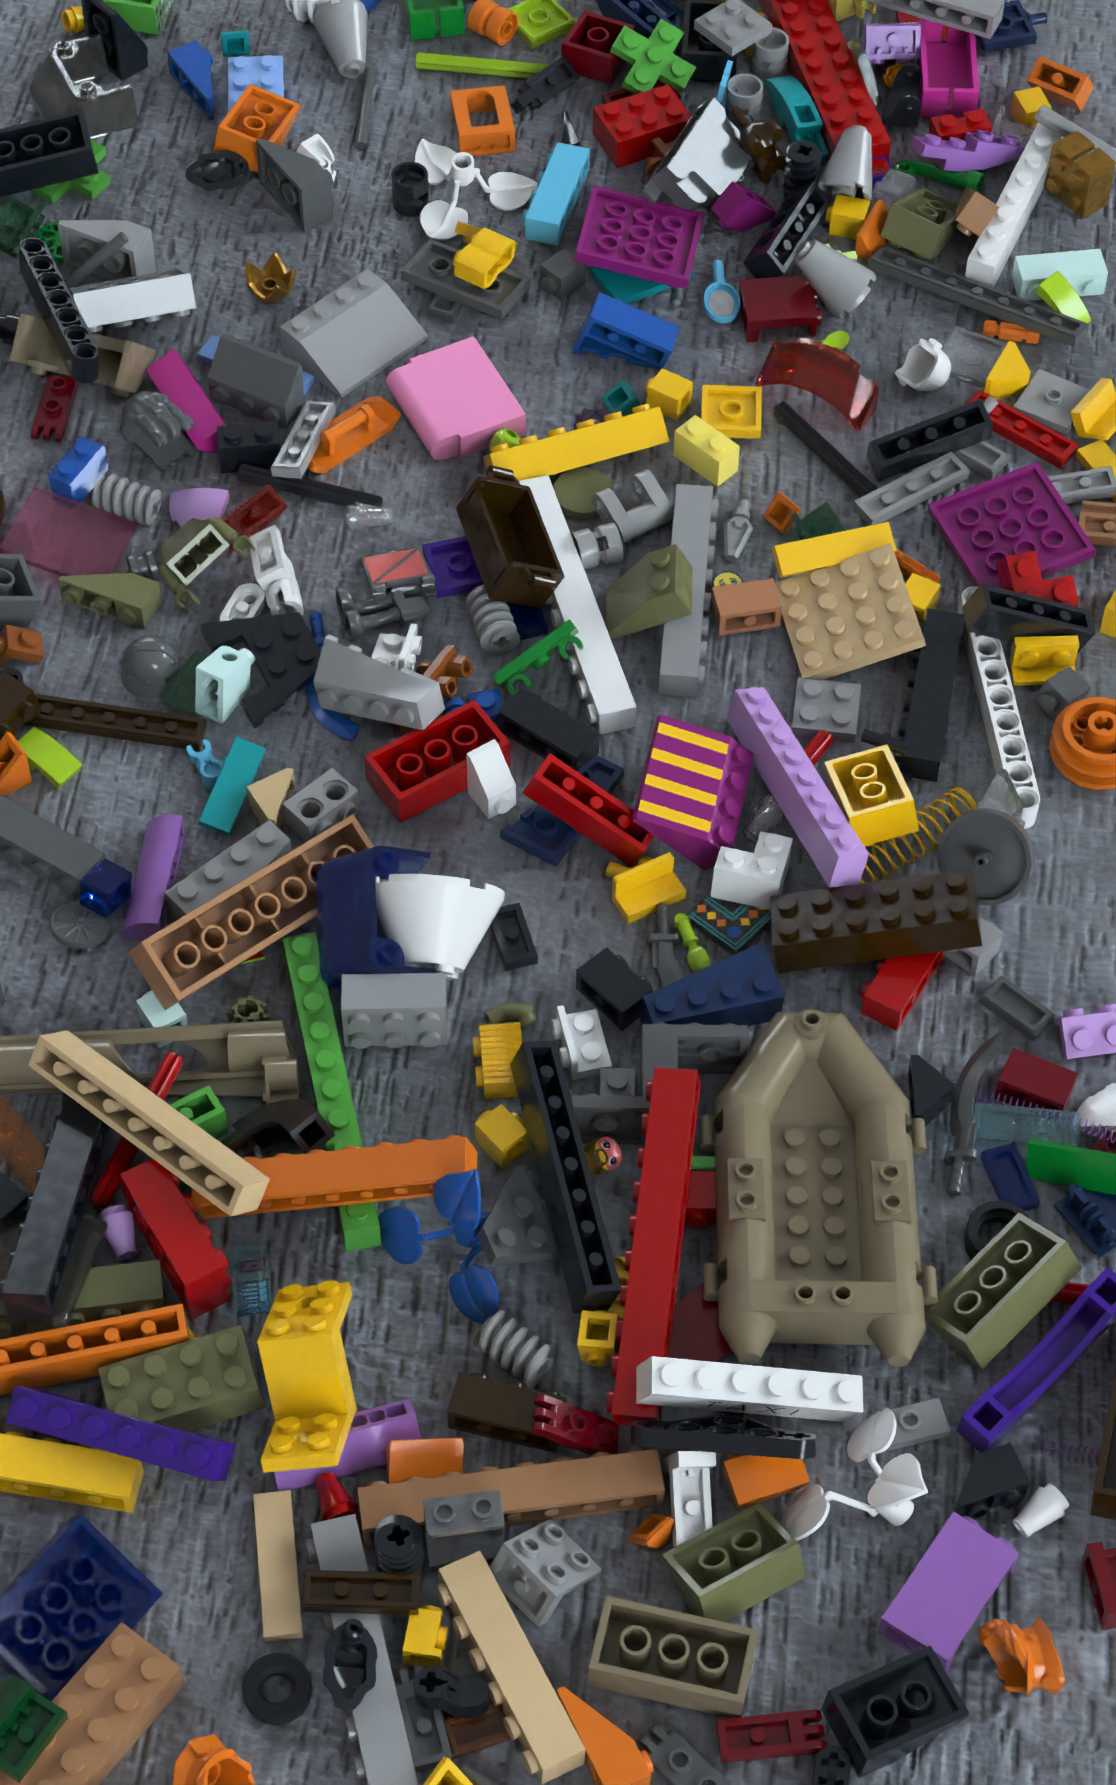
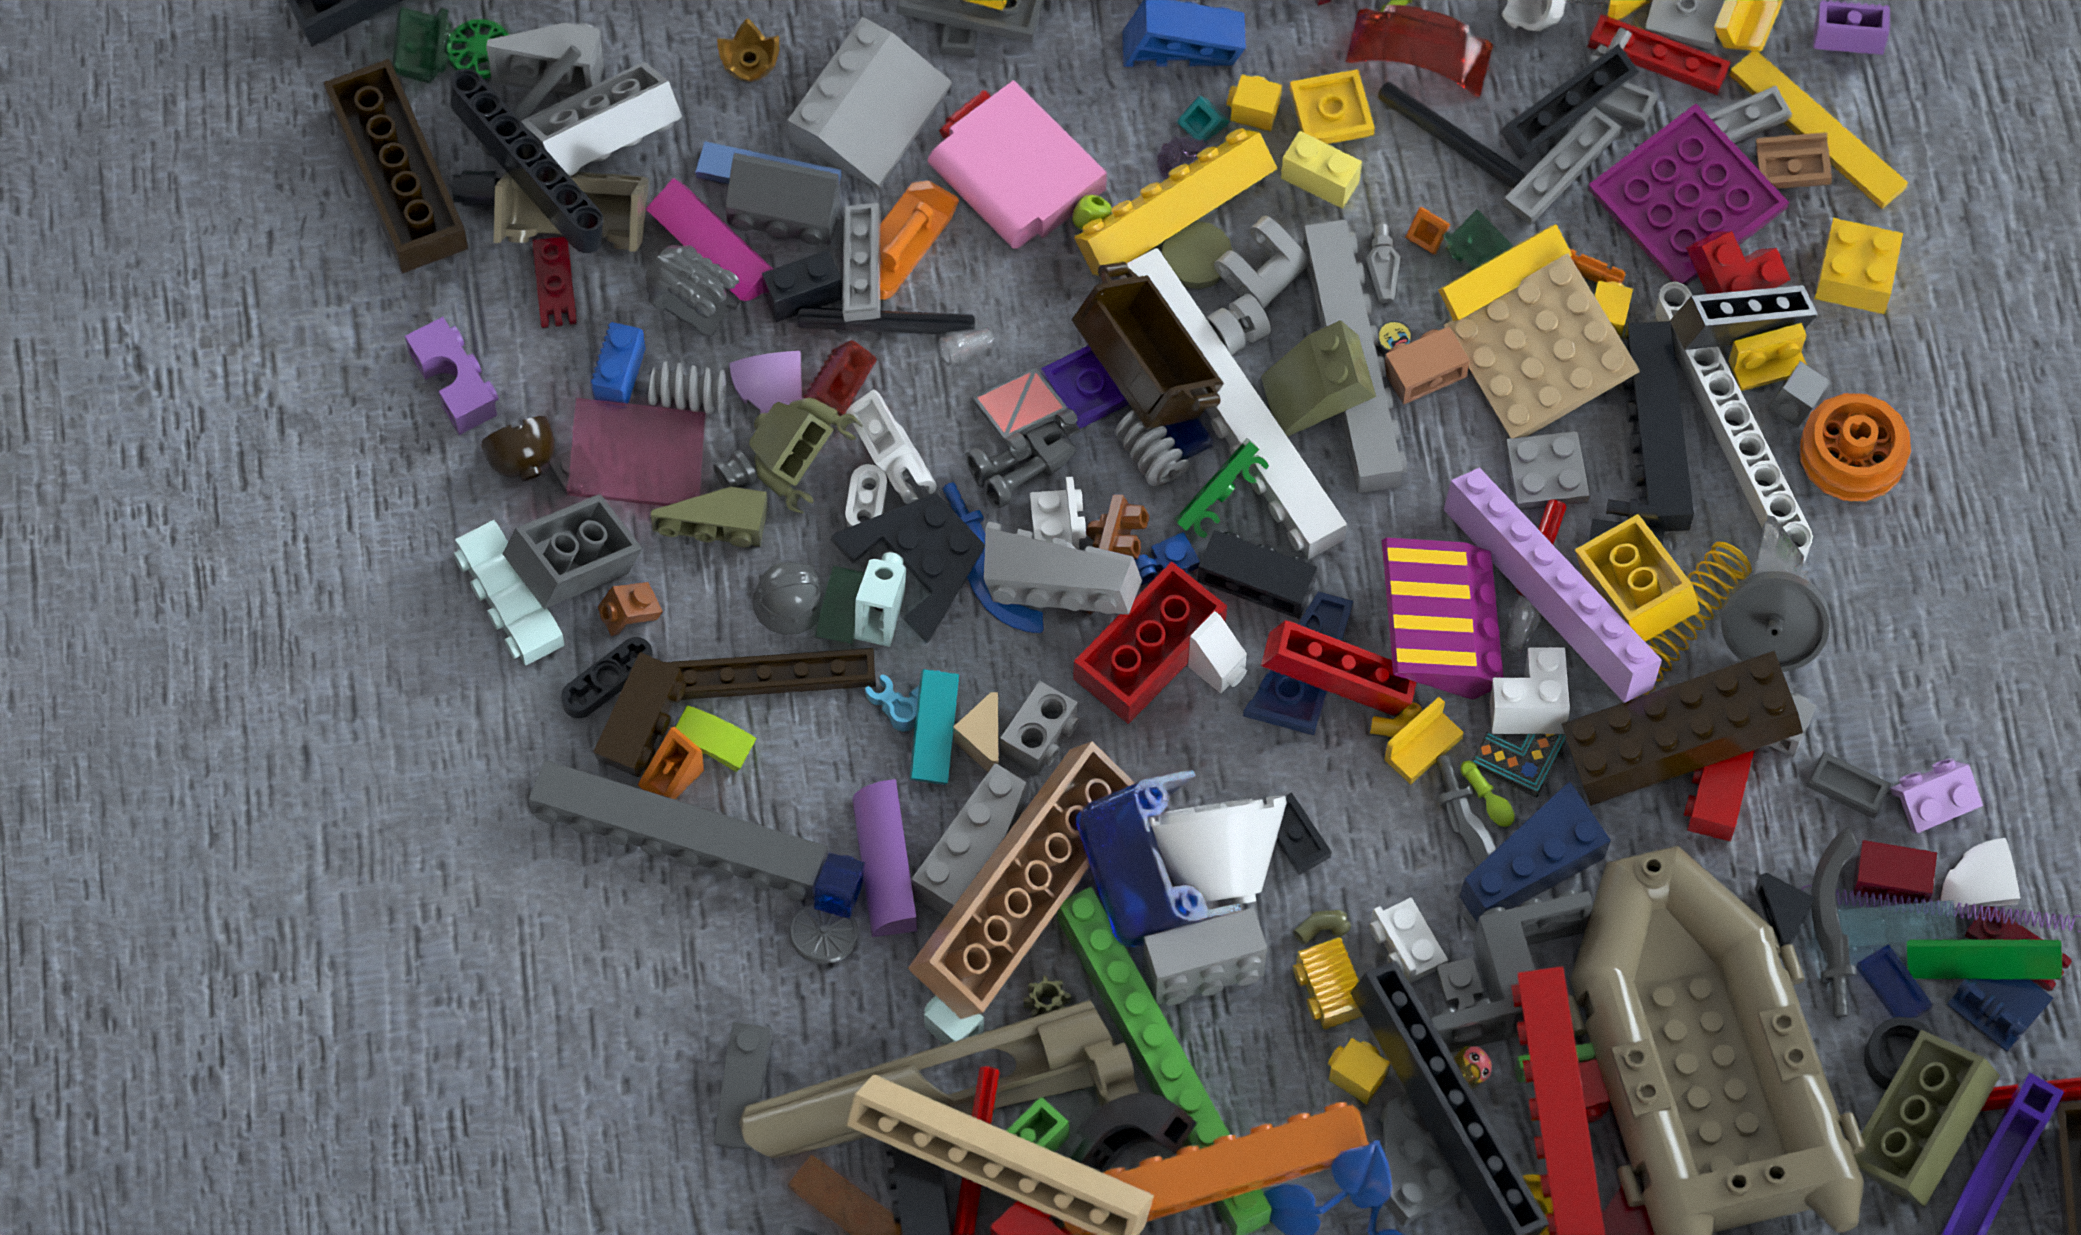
camera: 15 degrees left, 10 degrees up
(613, 987) = (1424, 869): black brick -> none

